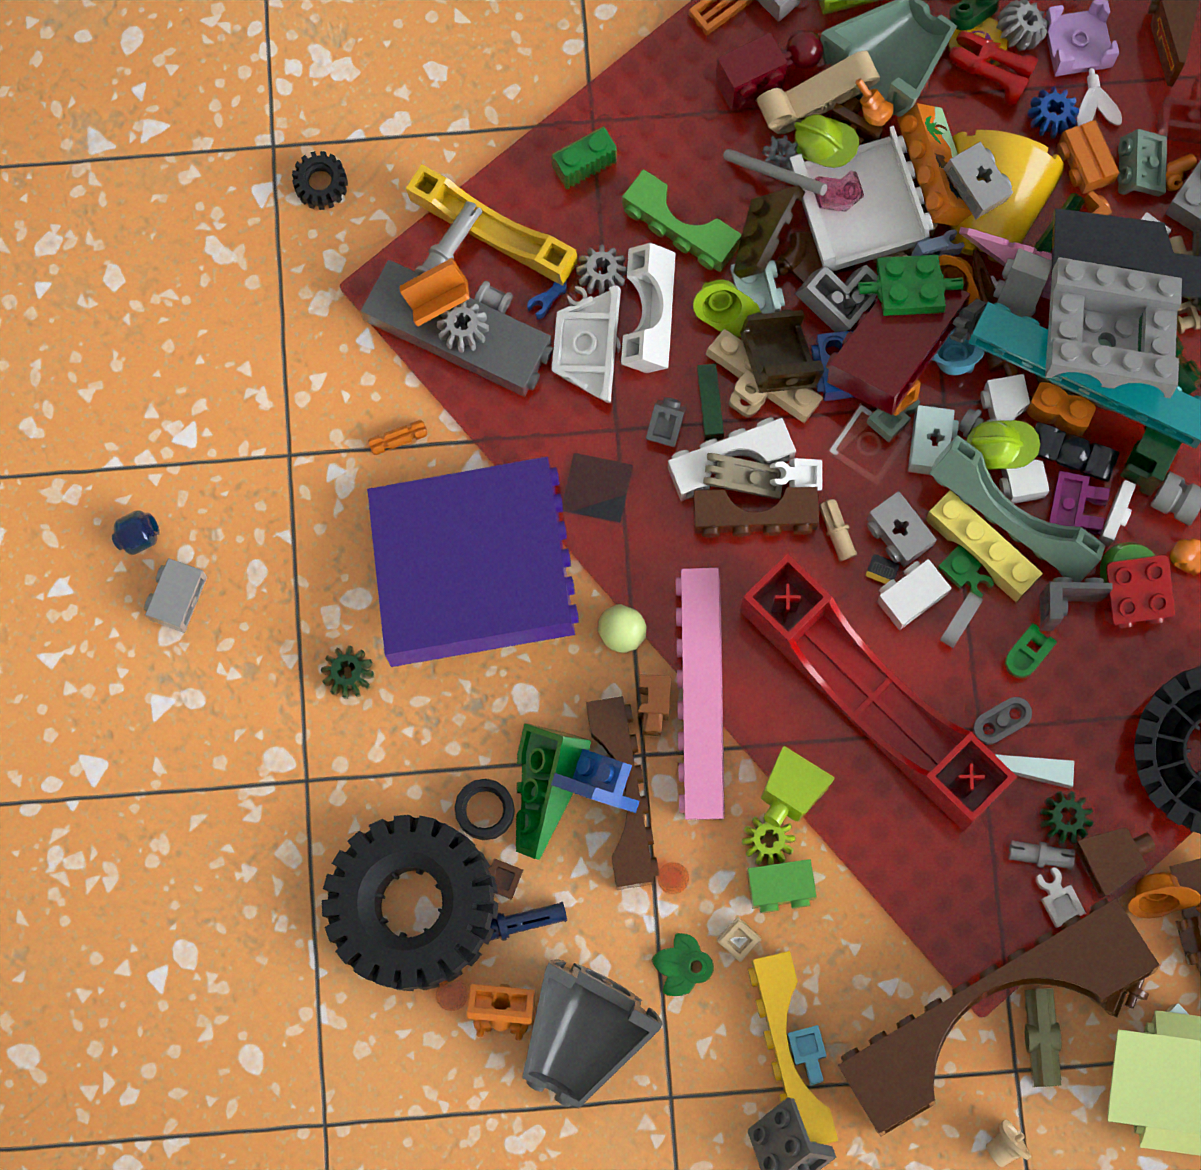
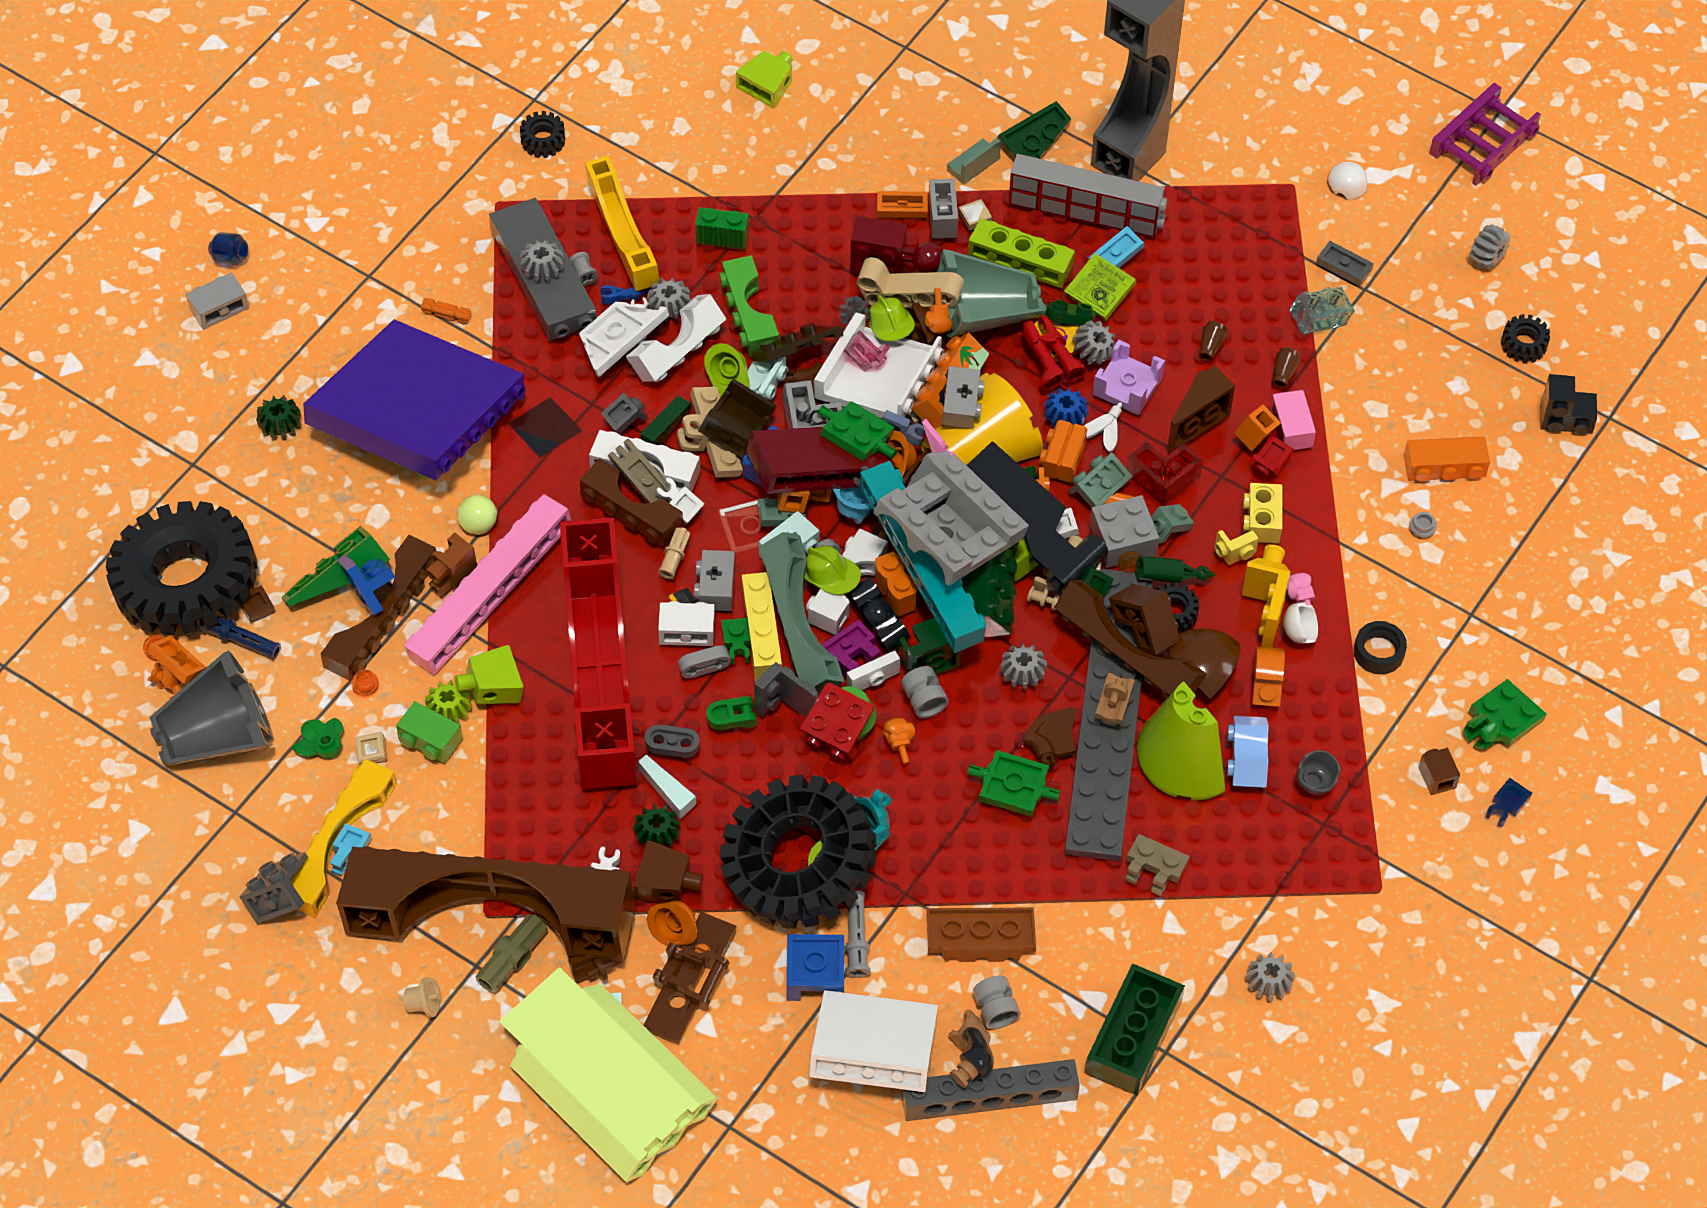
camera: 35 degrees right, 20 degrees down
(435, 291) = (543, 225): orange panel -> none
(451, 240) = (569, 214): light grey pin -> none
(481, 786) = (287, 572): black tyre -> none
(775, 171) = (837, 314): light grey bar -> none
(1041, 854) = (619, 839): light grey pin -> none

